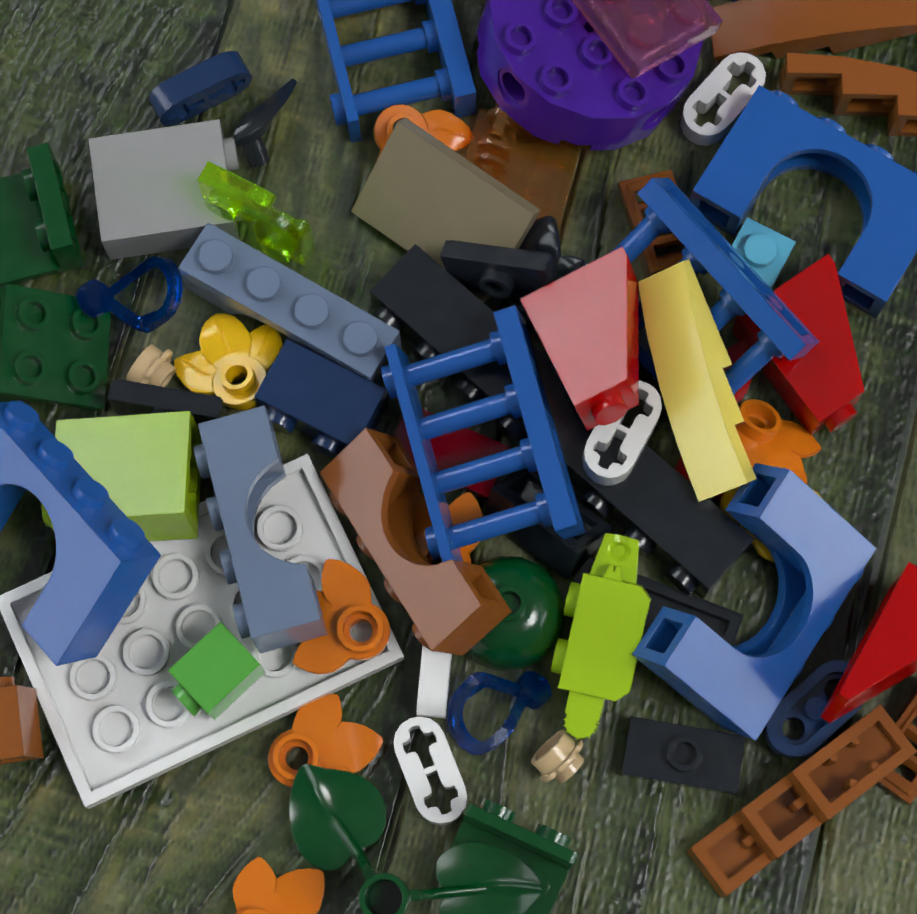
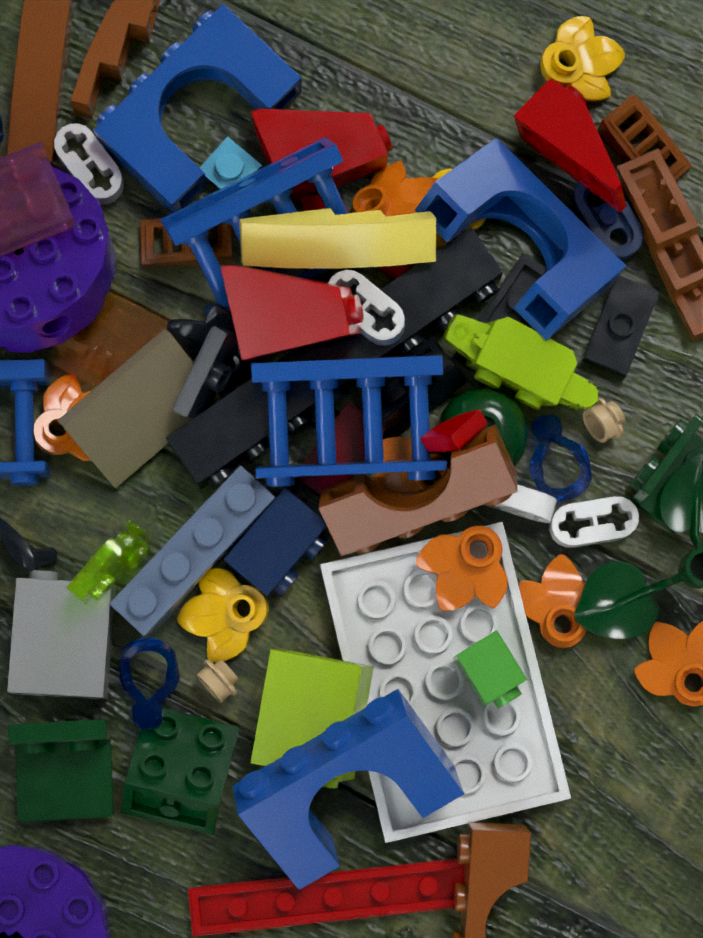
camera: 85 degrees left, 5 degrees up
(141, 398) = (253, 671): black plate -> none
(276, 595) = (320, 616): sand blue arch -> none
(490, 564) = (454, 433): none -> red tile

